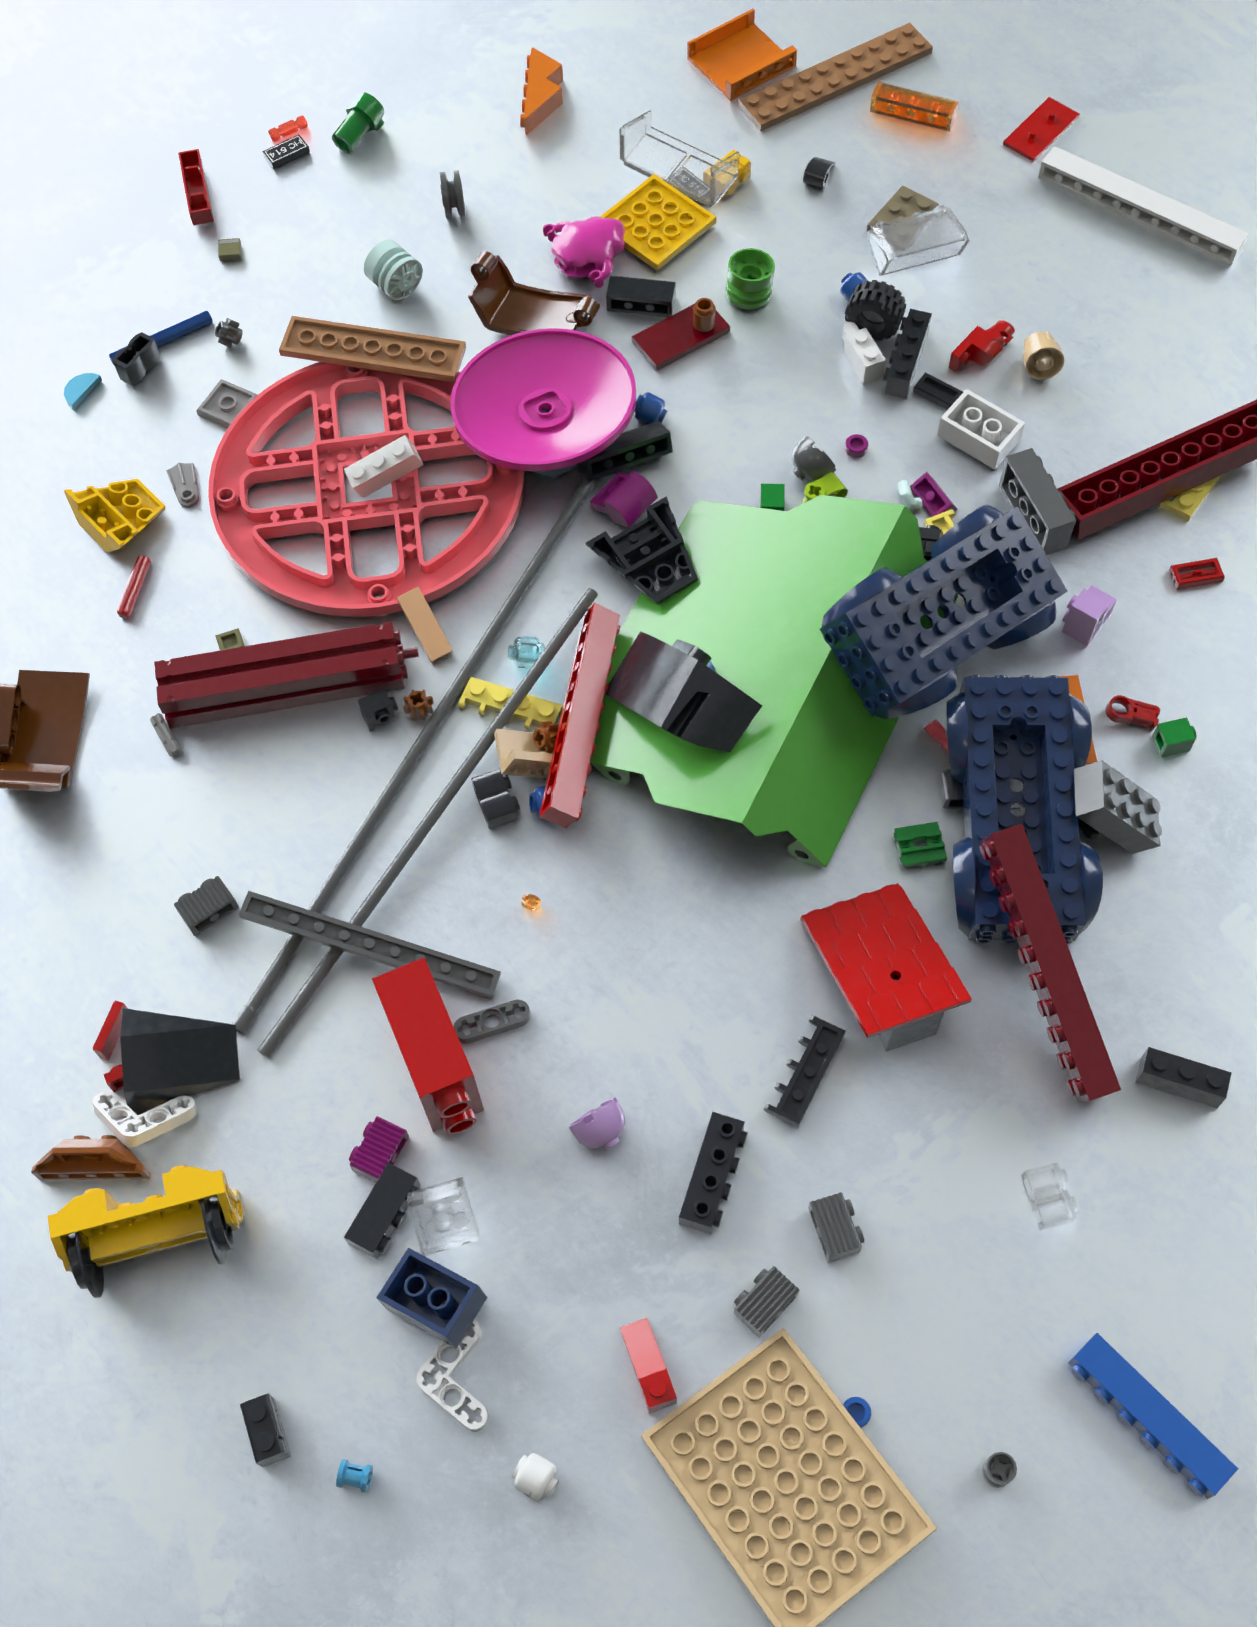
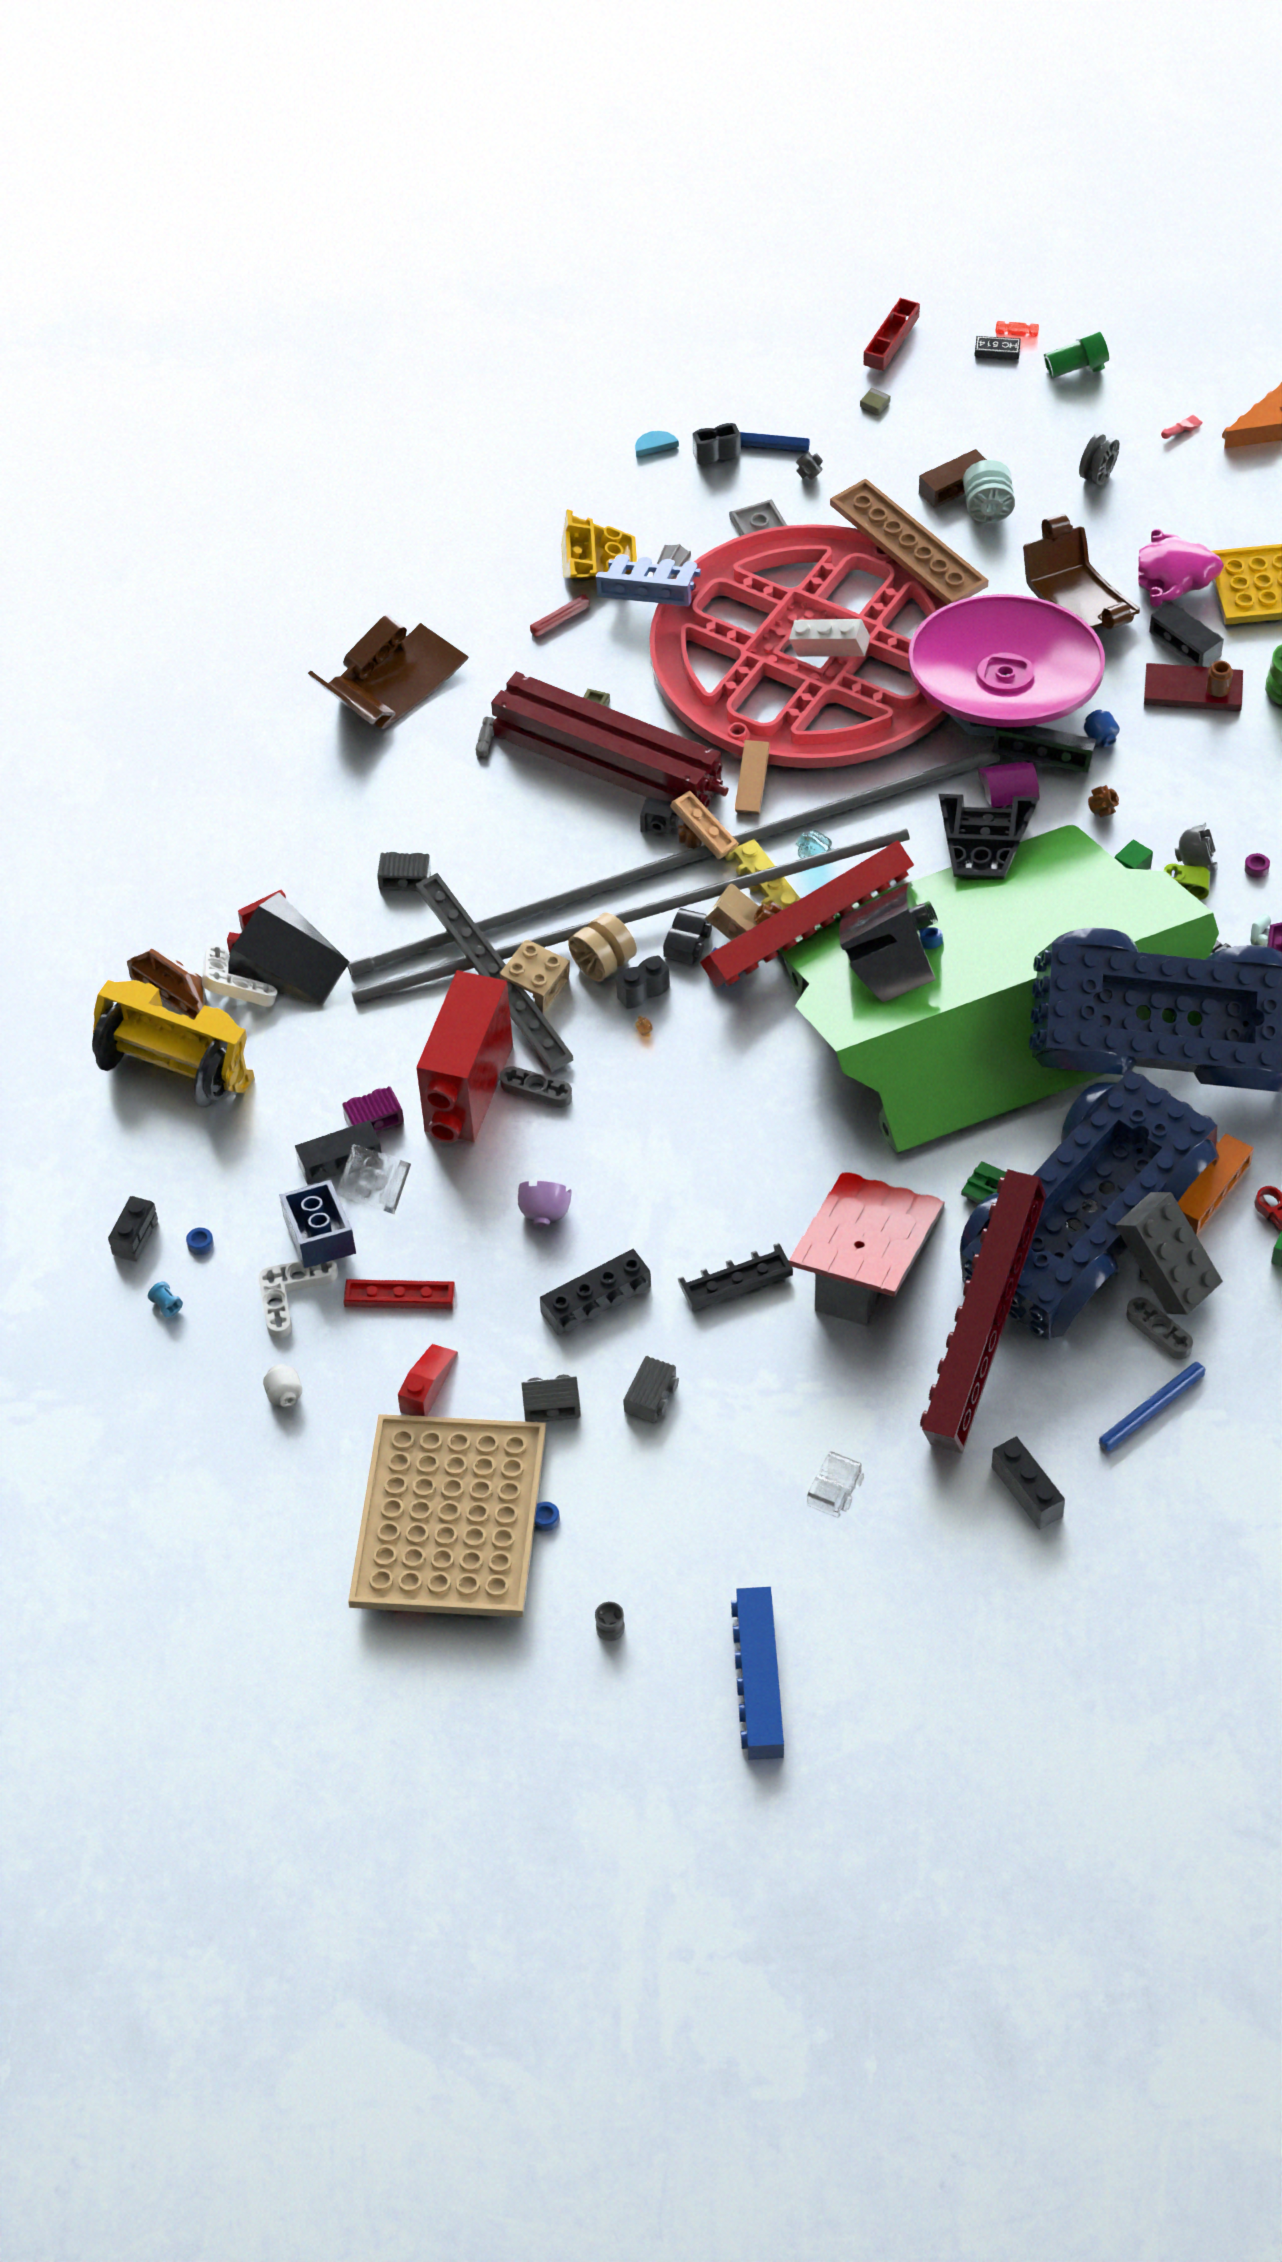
camera: 40 degrees right, 10 degrees down
(194, 518) = (653, 589): none -> medium blue fence
(332, 1390) = (199, 1241): none -> blue tile
(349, 277) = (946, 480): none -> reddish brown brick
(405, 919) = (537, 972): none -> tan bracket
(427, 692) = (704, 825): none -> light nougat tile
(441, 857) = (602, 946): none -> tan wheel
(484, 130) = (1189, 424): none -> coral piece
(498, 863) = (643, 982): none -> black brick
(550, 1303) = (399, 1294): none -> red tile
(706, 467) = (1103, 801): none -> dark orange gear
(1124, 861) = (1156, 1316): none -> dark grey beam
(1199, 928) = (1151, 1406): none -> blue axle

